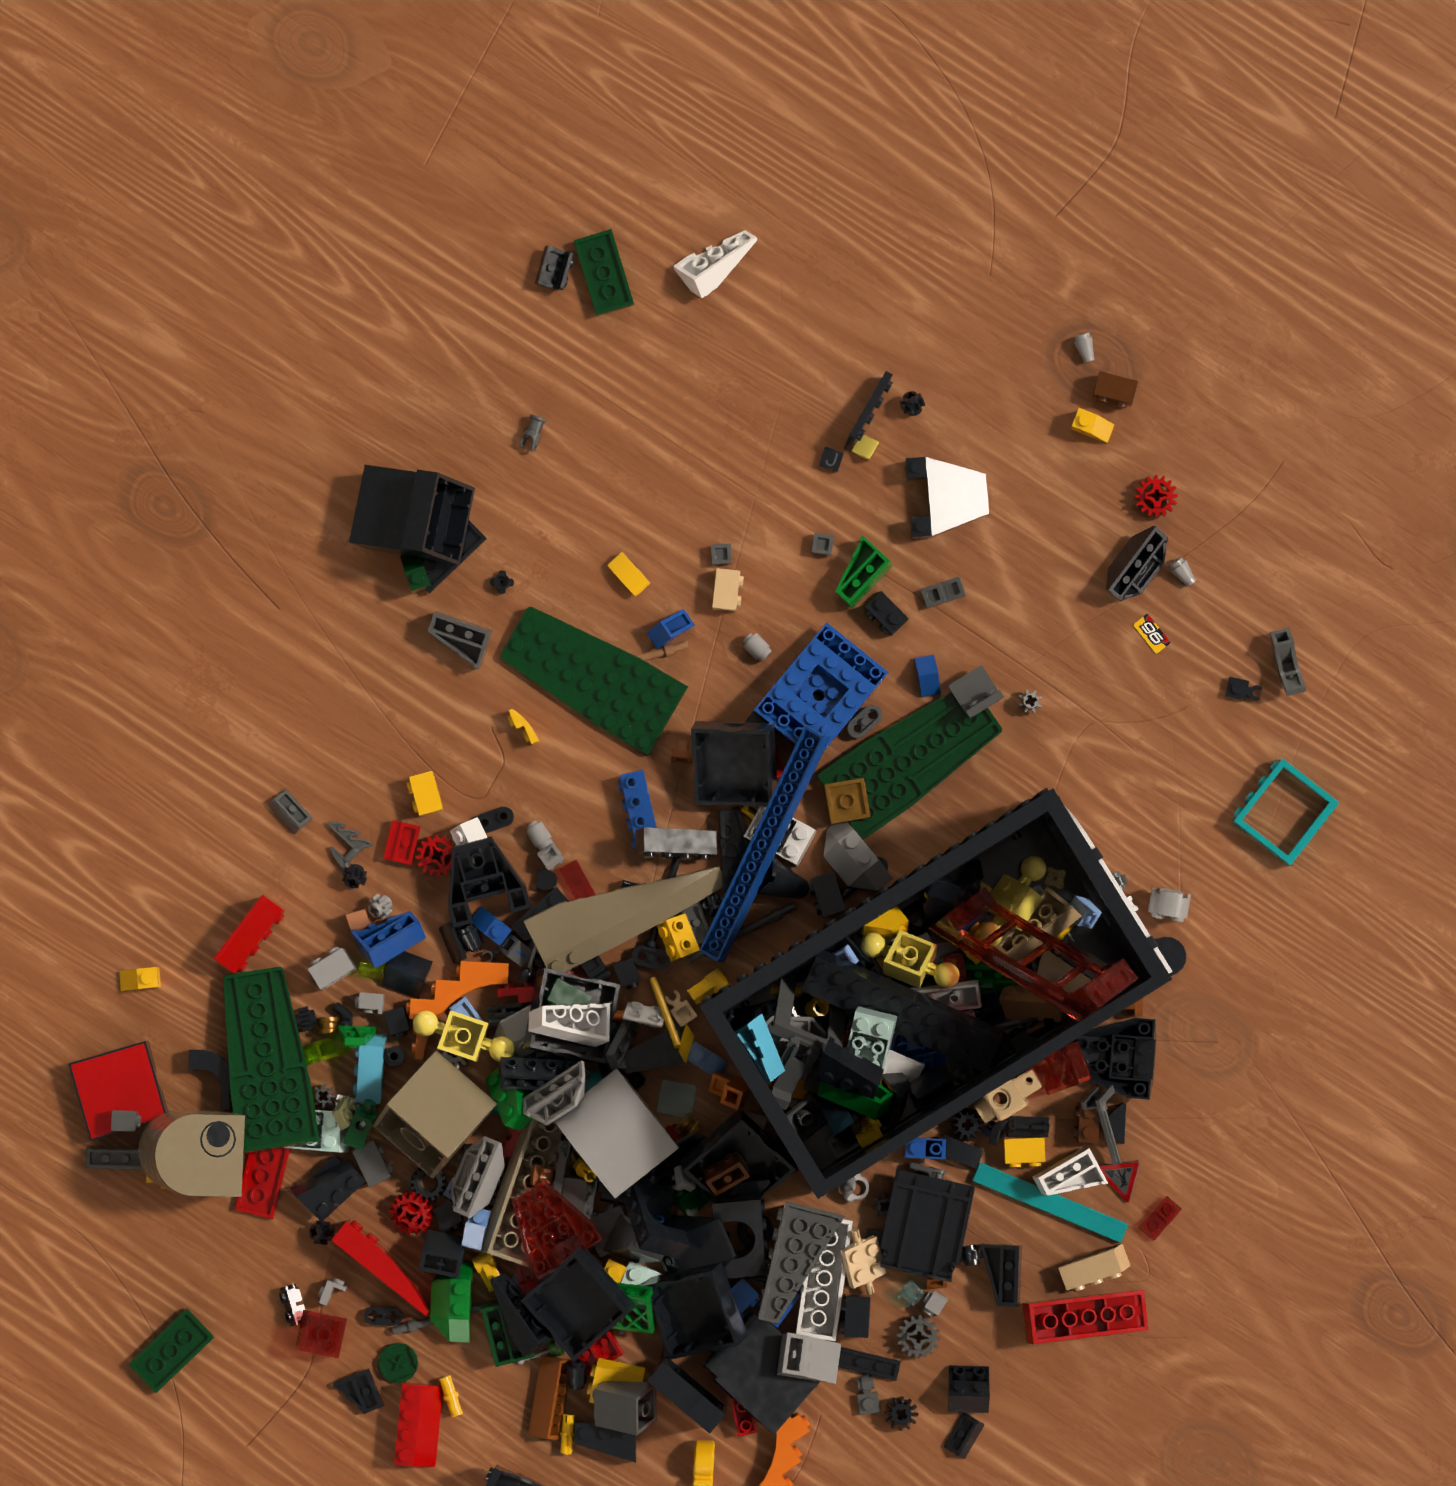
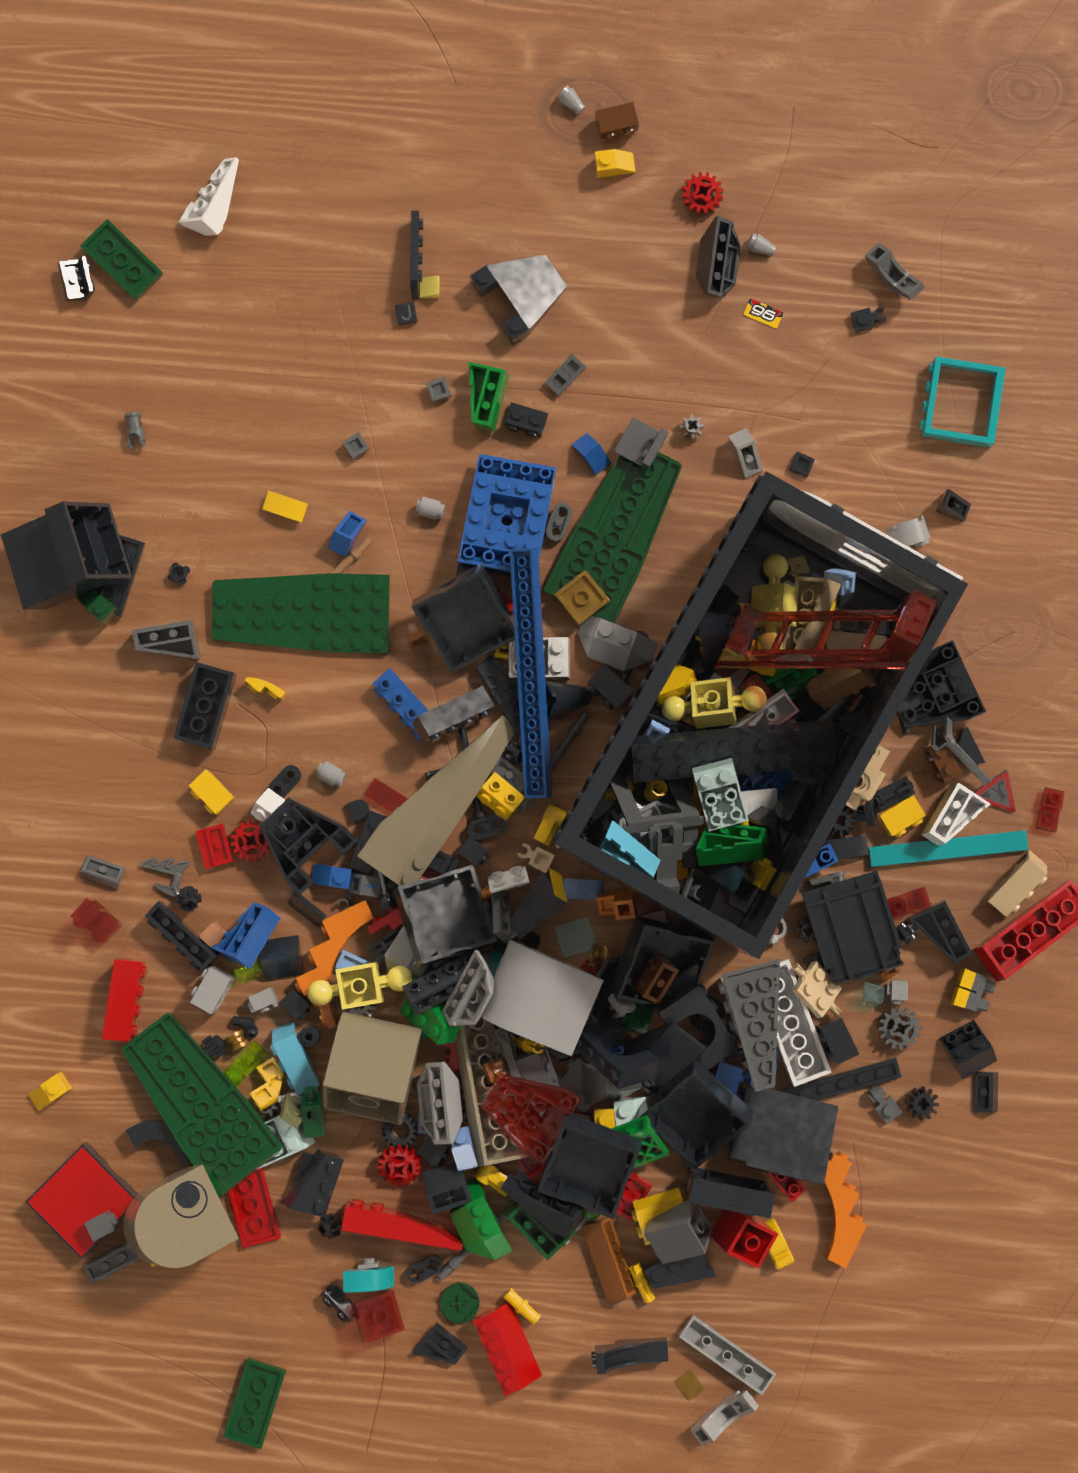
camera: 30 degrees left, 0 degrees up
(264, 851) = (97, 919): none -> clear red brick
(330, 905) = (179, 933): none -> black brick
(330, 1297) = (368, 1280): none -> teal brick
(333, 1085) = (269, 1092): none -> yellow tile
(356, 1035) = (265, 1037): green wing -> none
(372, 1163) = (341, 1140): dark grey brick -> none
(380, 906) = (225, 912): light grey gear -> none
(461, 714) = (205, 706): none -> black brick
(469, 937) = (318, 896): black brick -> none
(550, 856) = (351, 787): light grey tile -> none
(564, 994) = (428, 901): dark green slope -> none
(573, 1023) = (450, 921): white wedge -> none
(576, 1374) = (621, 1227): black brick -> none
(665, 1012) = (525, 867): yellow bar -> none
(679, 1440) = (744, 1236): none -> red slope
(726, 590) = (377, 473): tan brick -> none
(808, 1358) = (816, 1100): light grey slope -> none
(848, 1071) = (717, 829): black wedge -> none
(912, 403) = (449, 227): black gear -> none
(988, 1230) = (909, 901): none -> clear red slope
(994, 1346) = (968, 999): none -> hips
(1063, 1069) = (902, 729): clear red brick -> none
(1065, 751) = (745, 452): none -> light grey slope
(1110, 788) = (801, 464): none -> black tile
(1225, 901) = (953, 506): none -> black slope

